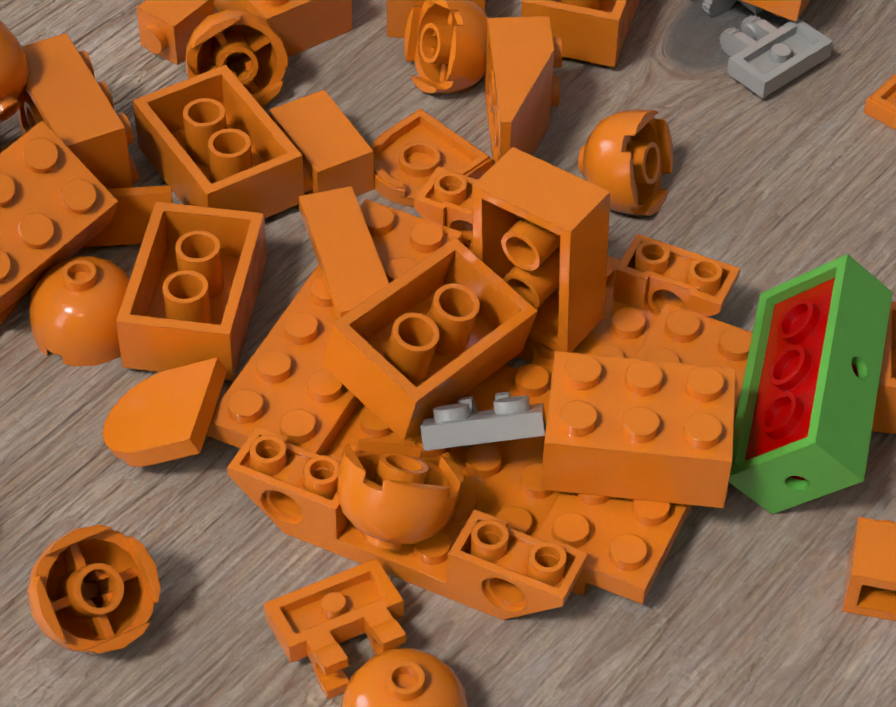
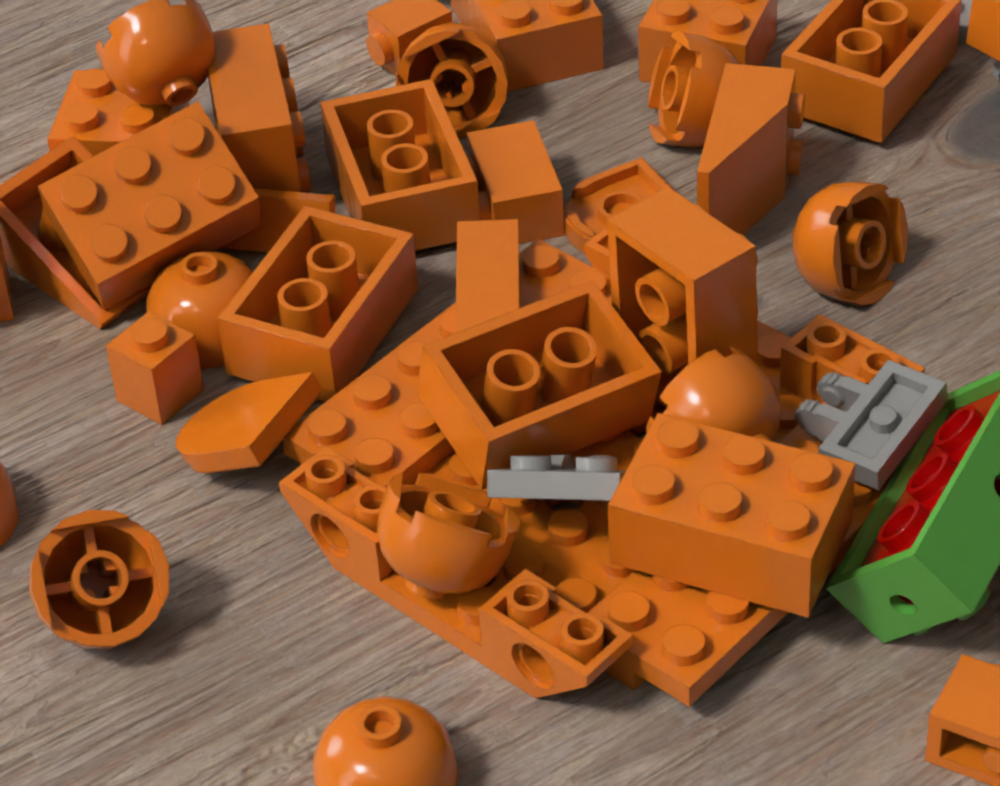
camera: 20 degrees right, 5 degrees down
(61, 374) = (155, 367): none -> orange brick
(334, 611) = (348, 653): orange plate -> none
(598, 325) = (725, 395): none -> orange cylinder
(729, 321) = (874, 420): none -> light grey hinge

